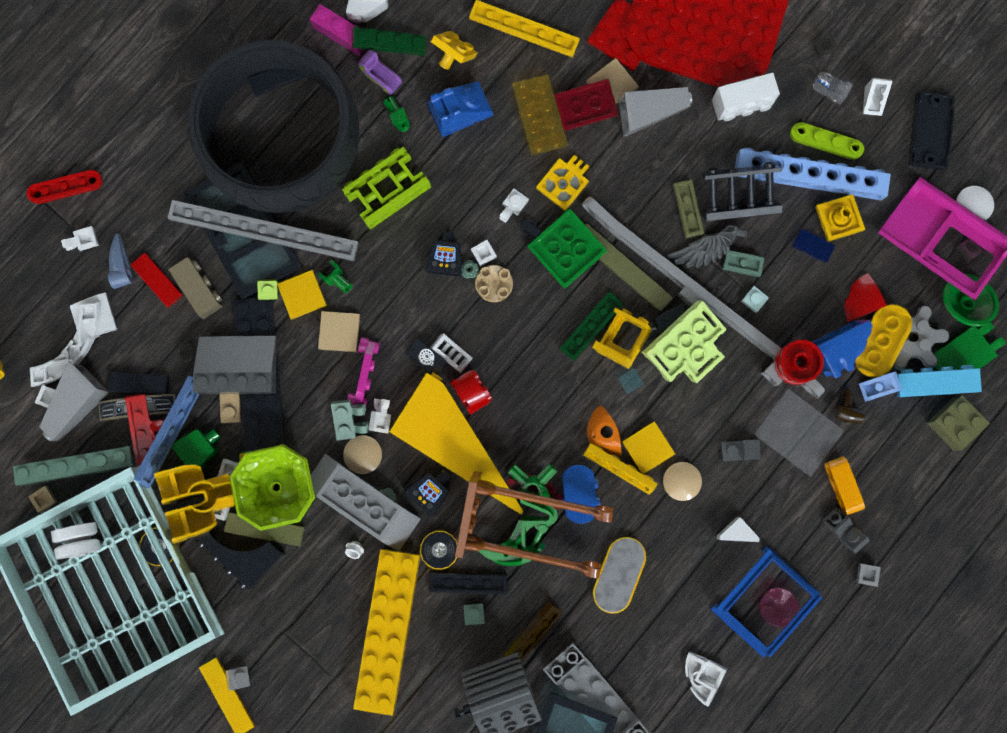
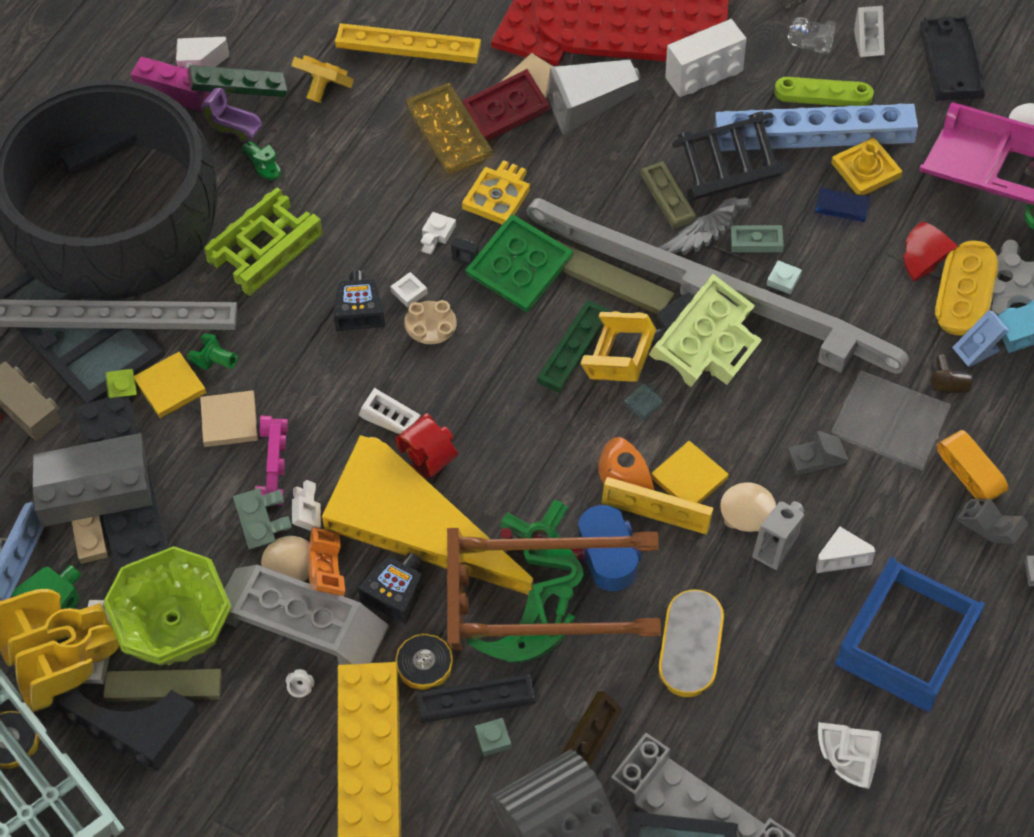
camera: 10 degrees left, 25 degrees down
(384, 470) = (323, 562): none -> orange slope
(426, 357) = (353, 421): black slope -> none
(459, 107) = (339, 137): blue piece -> none
(474, 268) = (396, 318): sand green plate -> none
(699, 510) = (783, 523): none -> light grey torso
(779, 607) = (928, 636): clear pink dish -> none
(810, 362) = (861, 320): red wheel -> none
(843, 347) = (910, 302): blue piece -> none

